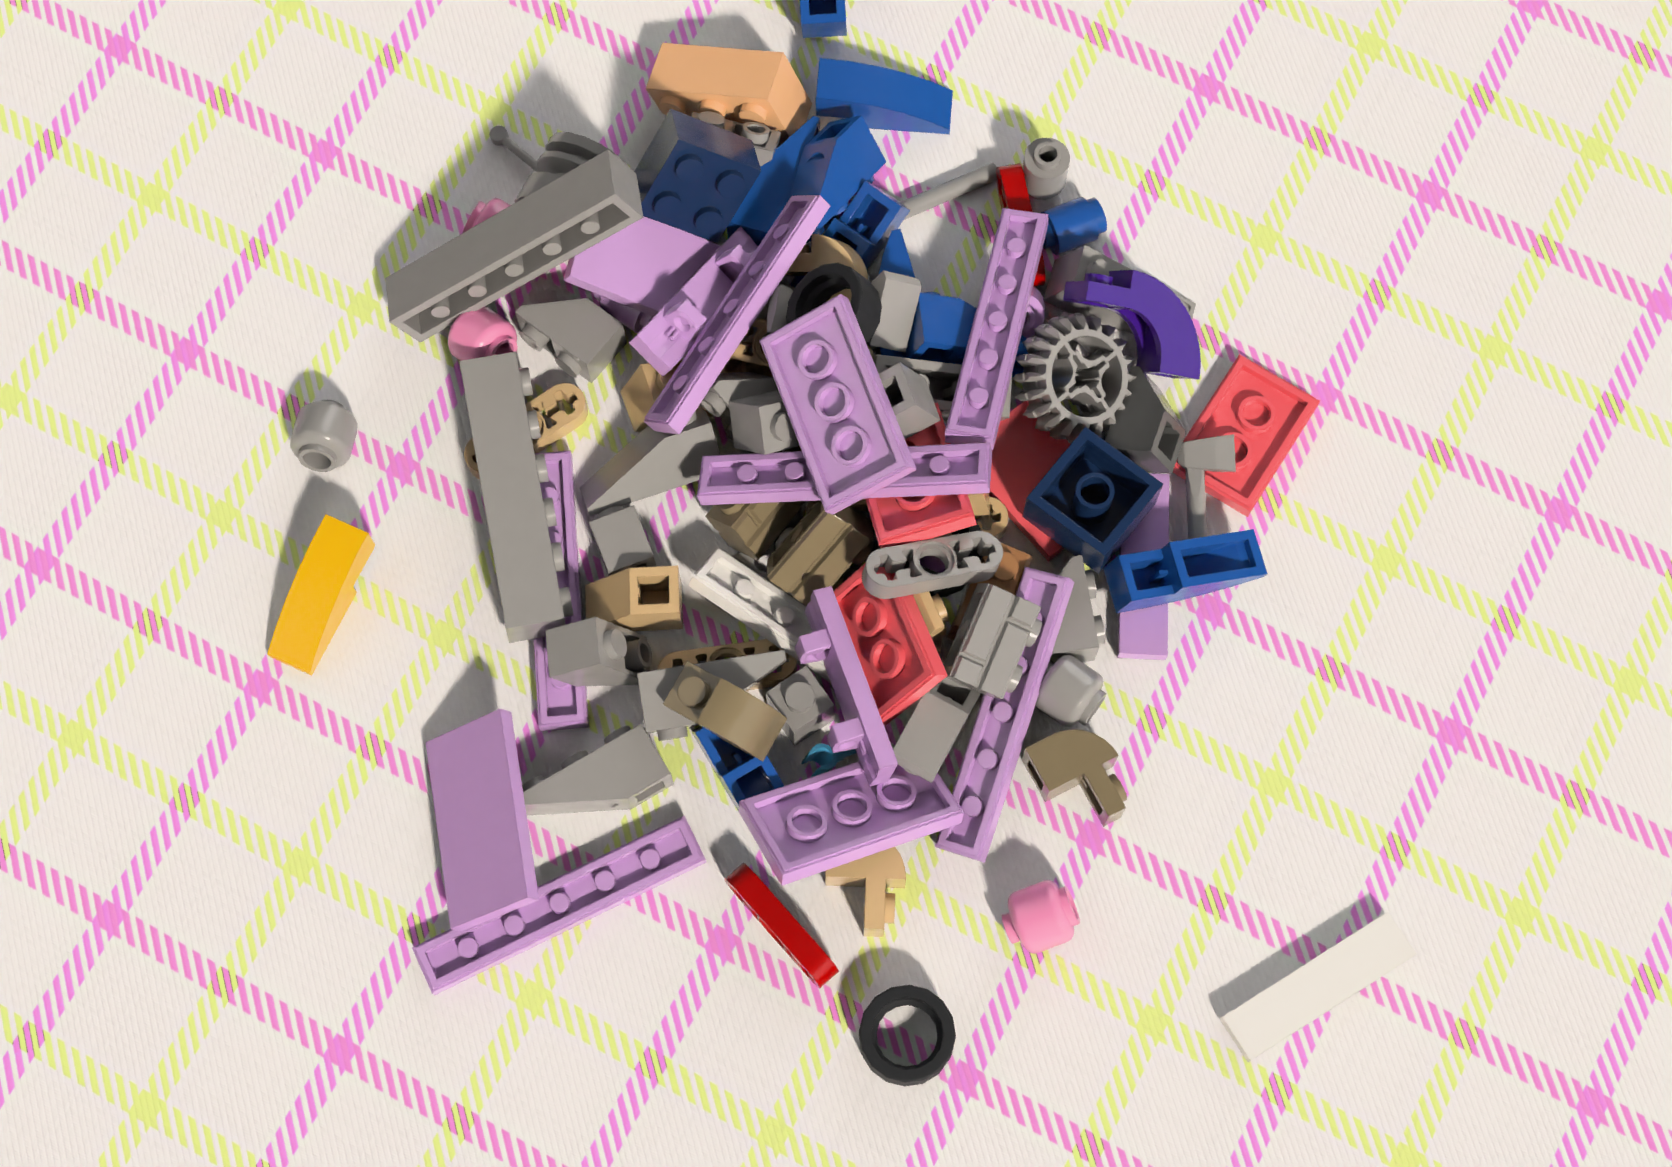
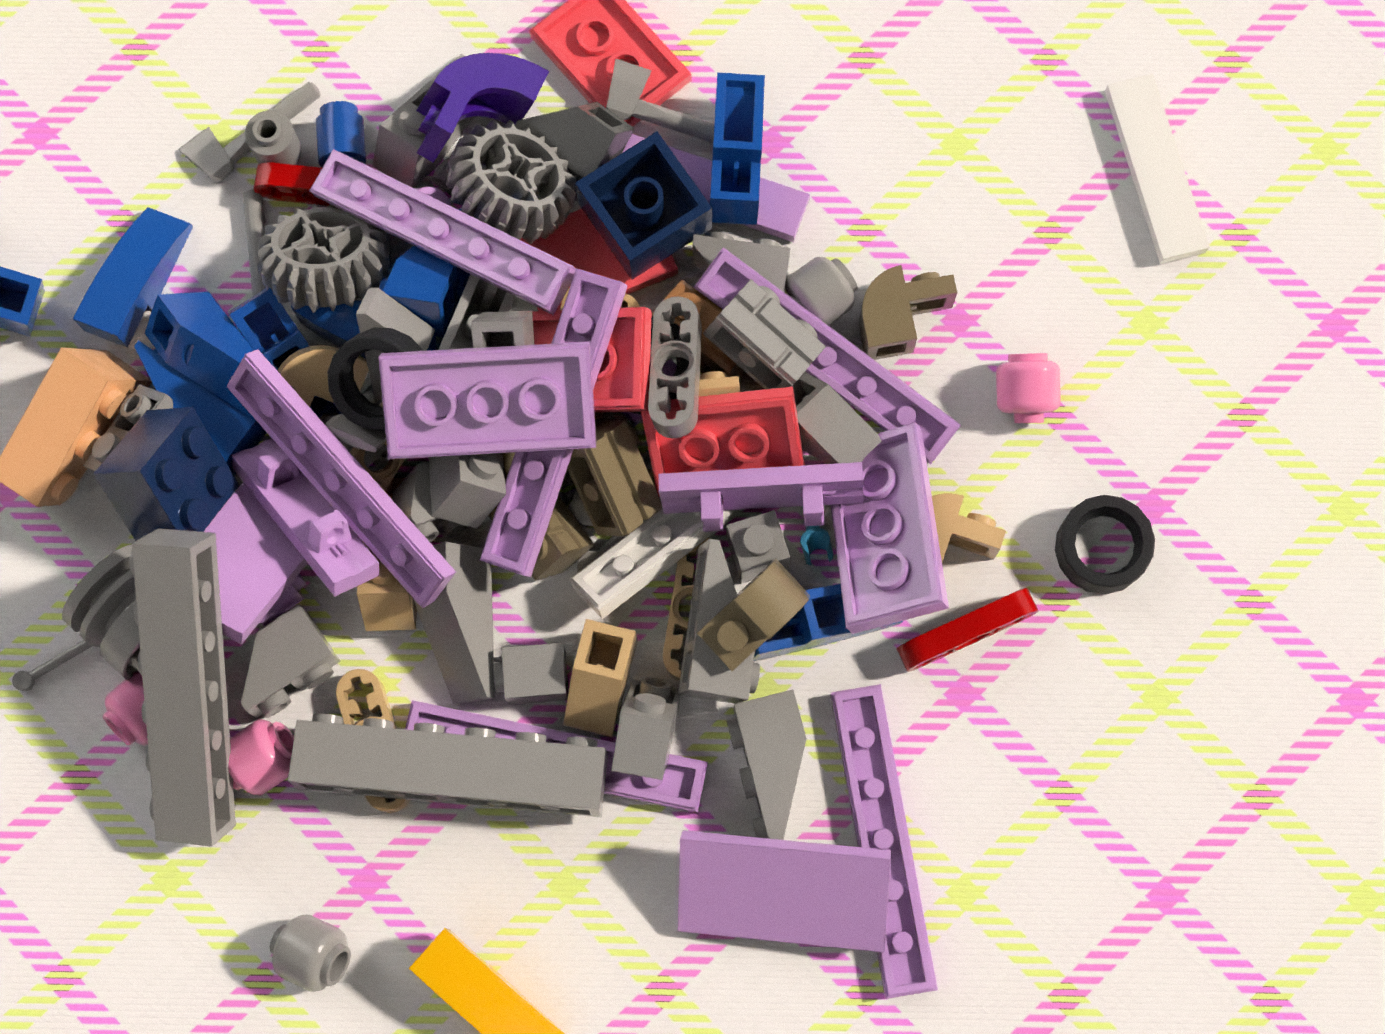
camera: 70 degrees left, 5 degrees up
(921, 236) = (322, 258): none -> light grey gear
(1017, 133) = (219, 162): none -> light grey piece

